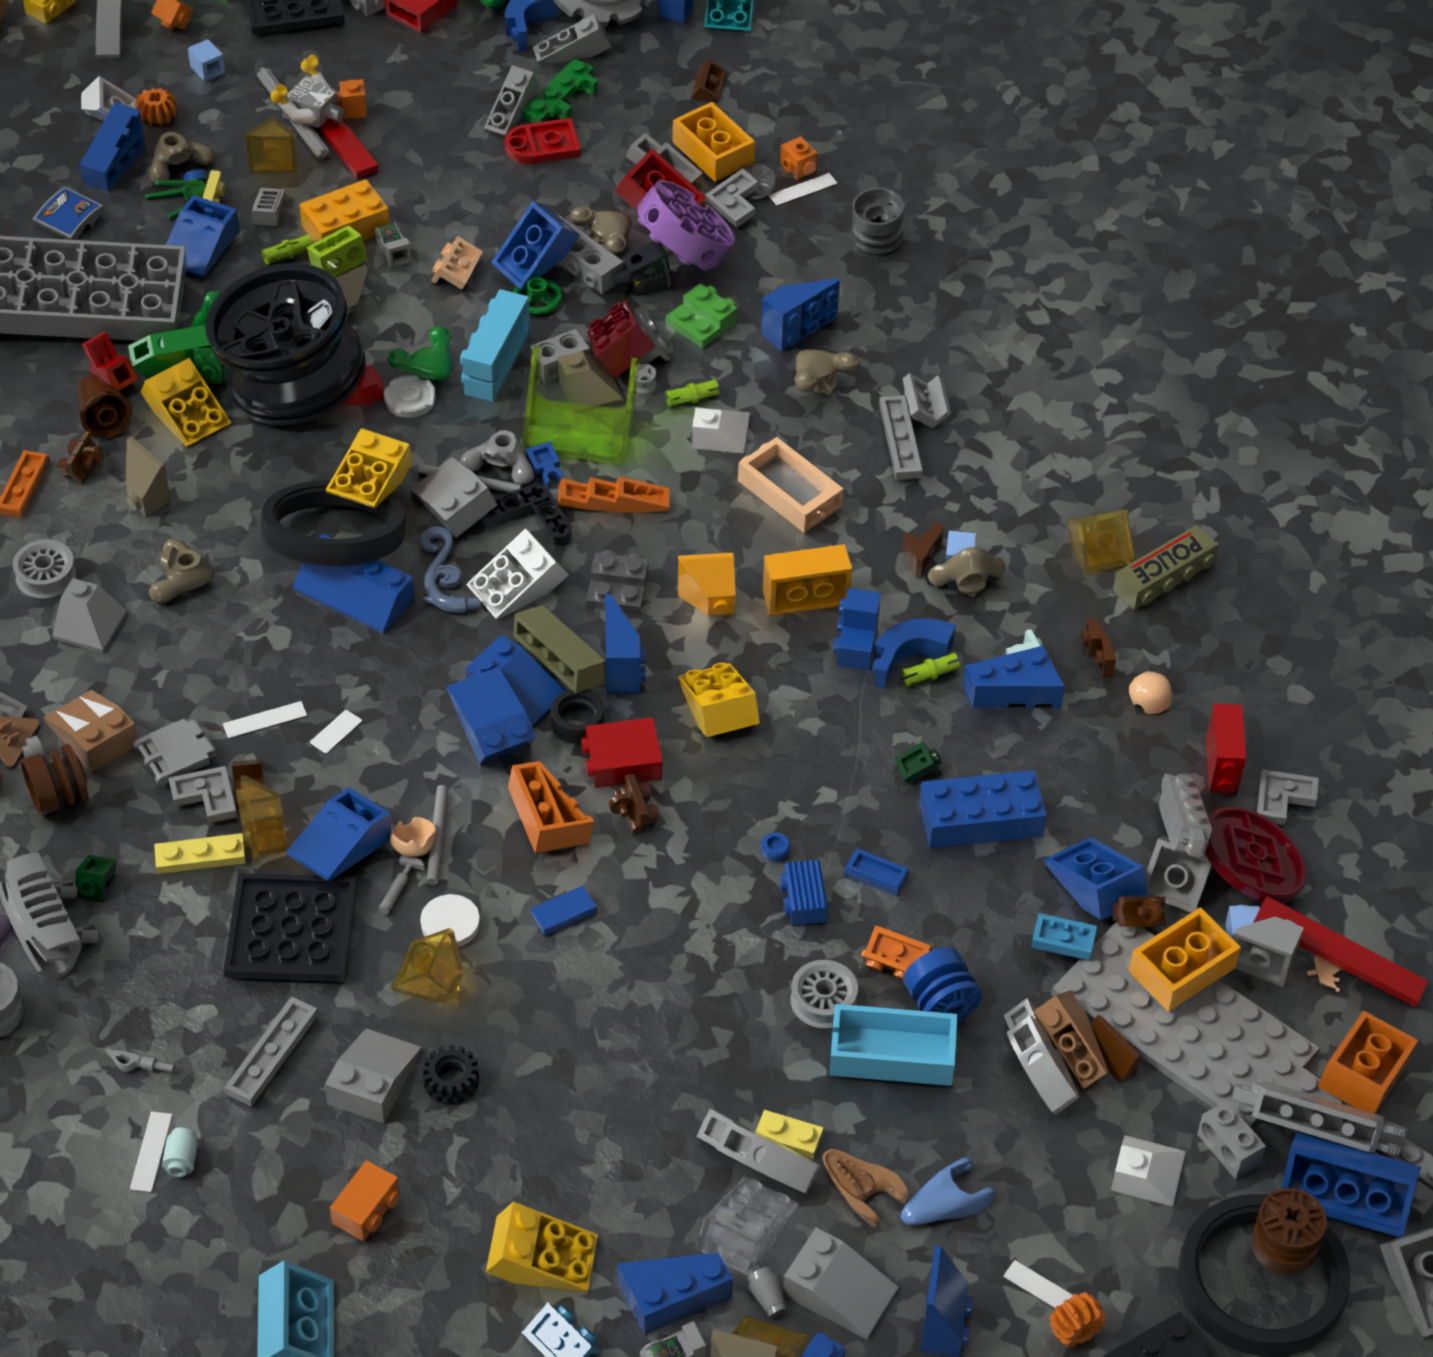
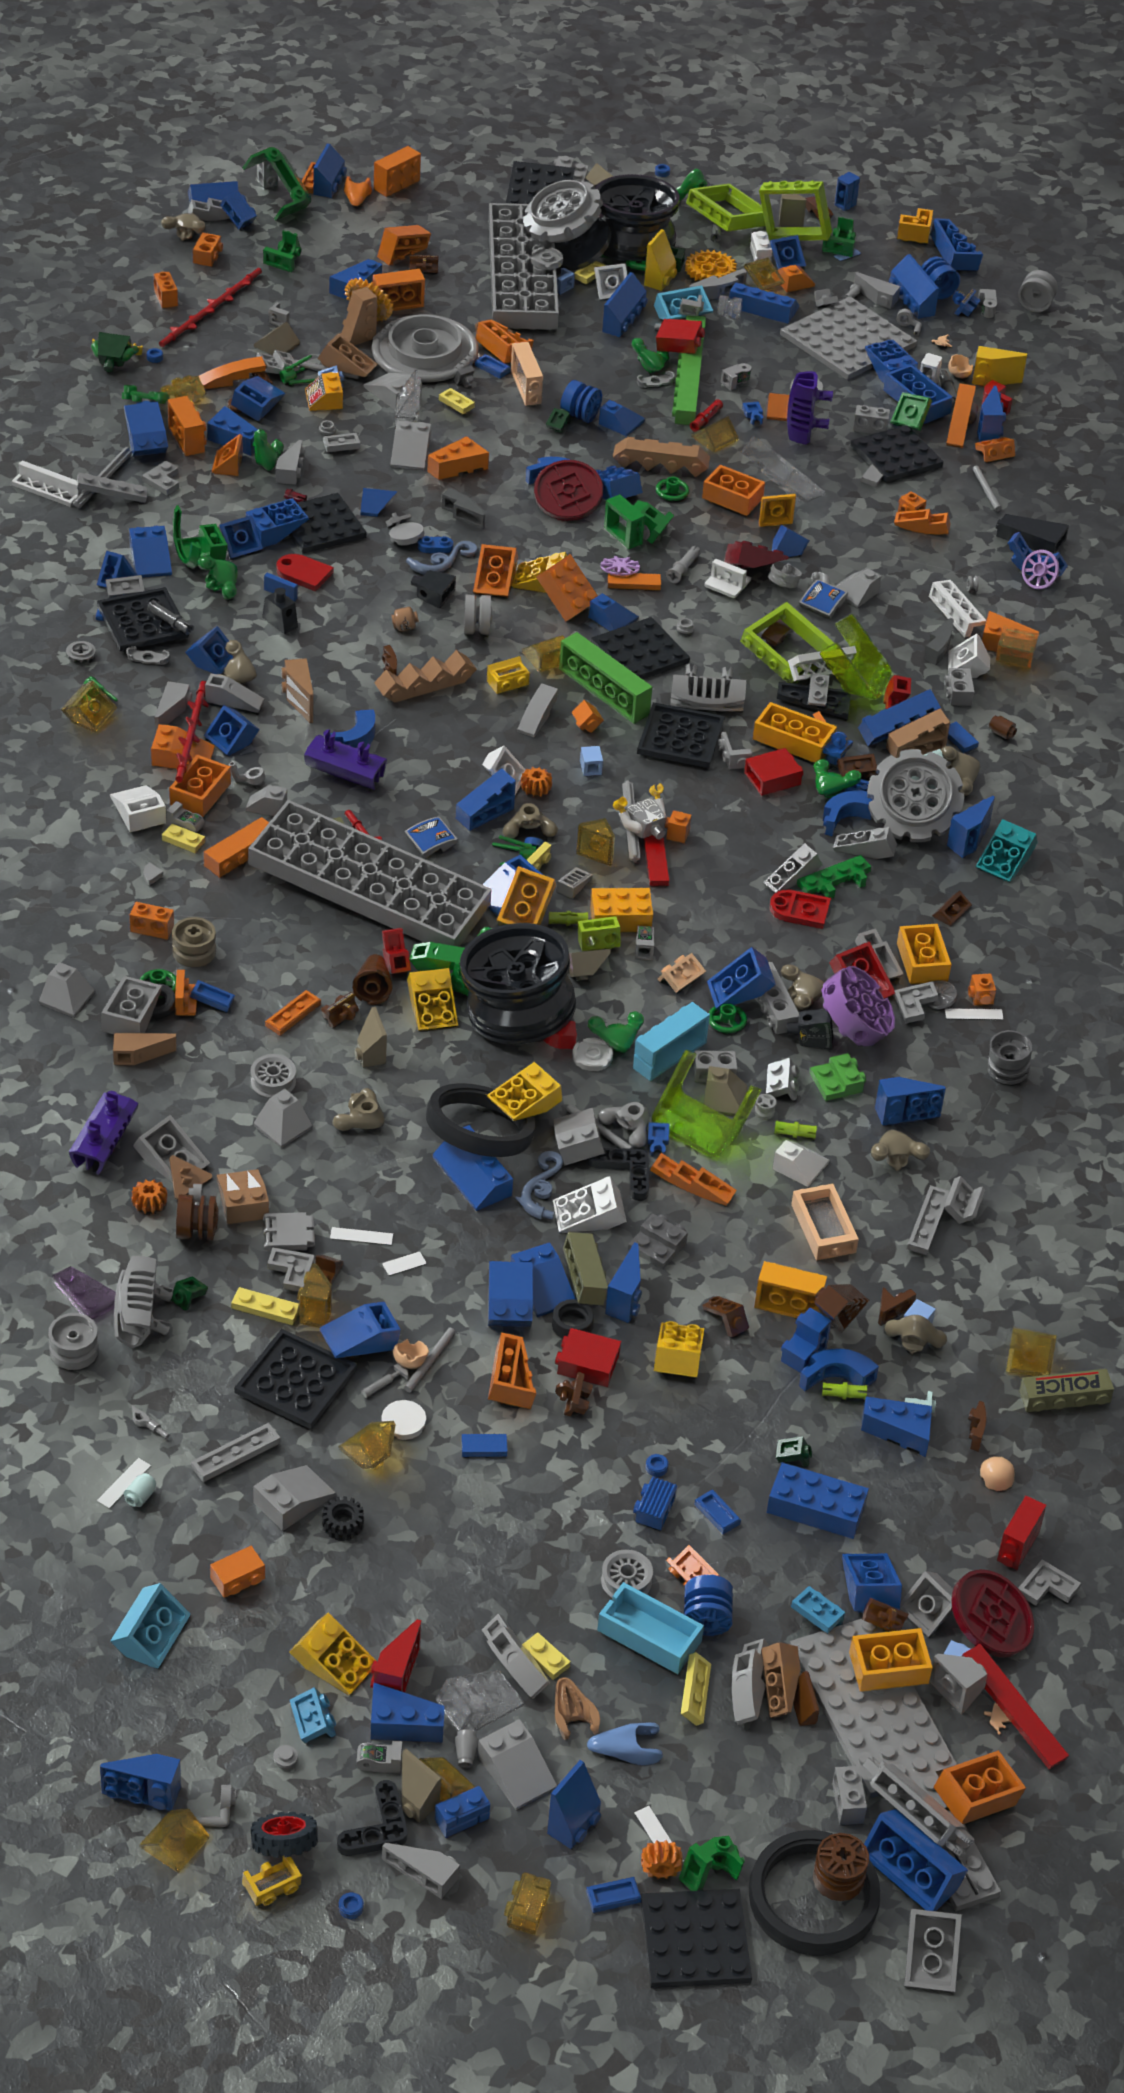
camera: 25 degrees right, 5 degrees down
(232, 243) = (526, 898): none -> light orange brick
(619, 338) = (763, 1069): dark red slope -> none
(630, 1224) = (398, 1659): none -> red slope
(708, 582) = (719, 1265): light orange slope -> none
(754, 630) = (731, 1312): none -> reddish brown bracket
(878, 571) = (840, 1304): none -> reddish brown wedge
(984, 1094) = (696, 1689): none -> light yellow plate
(1135, 1283) = (702, 1859): none -> green tile
(1148, 1170) = (778, 1788): white slope -> none
(1184, 815) = (956, 1563): light grey hinge -> none

